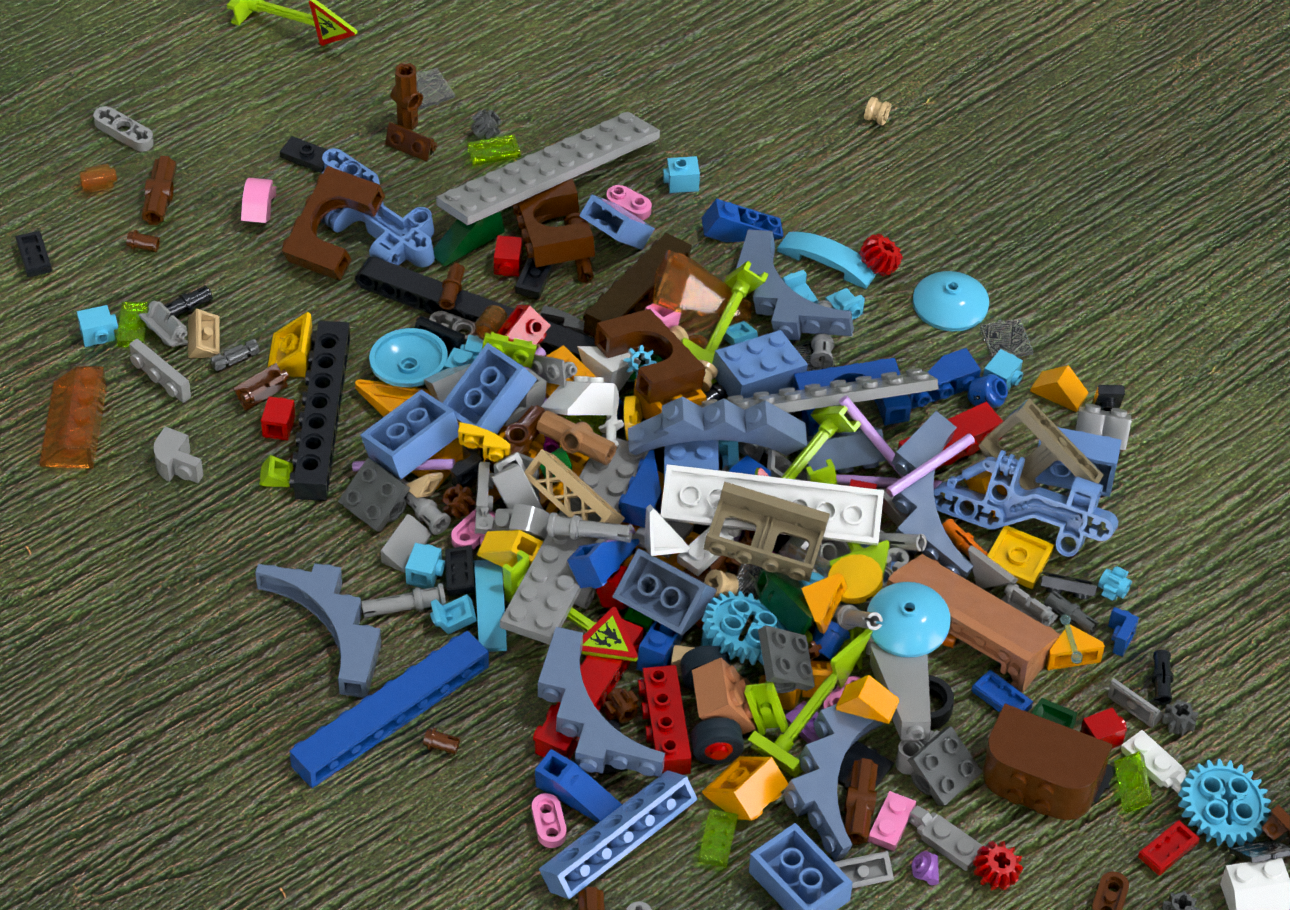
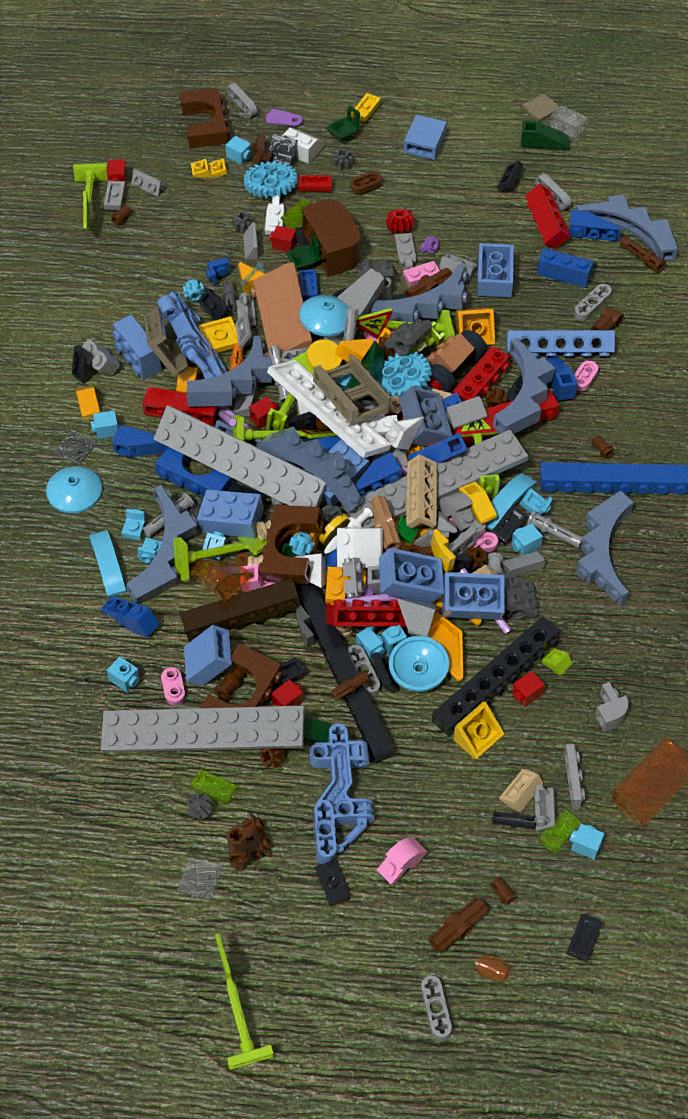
camera: 135 degrees left, 5 degrees up
(235, 354) = (514, 758): dark grey axle -> none
(261, 386) = (512, 718): reddish brown hinge -> none
(333, 191) = (359, 805): reddish brown arch -> none
(490, 320) = (353, 640): clear orange brick -> none
(518, 350) = (375, 600): lime hinge -> none
(577, 527) = (441, 466): light grey pin -> none
(625, 632) = (466, 412): none -> light grey slope
(718, 838) = (511, 316): clear neon green plate -> none
(868, 700) = (390, 295): light orange slope -> none
(880, 255) = (82, 531): red gear -> none
(930, 465) = (223, 373): lavender bar -> none
(989, 389) = (129, 416): blue head -> none
(1162, 687) = (226, 243): black pin -> none

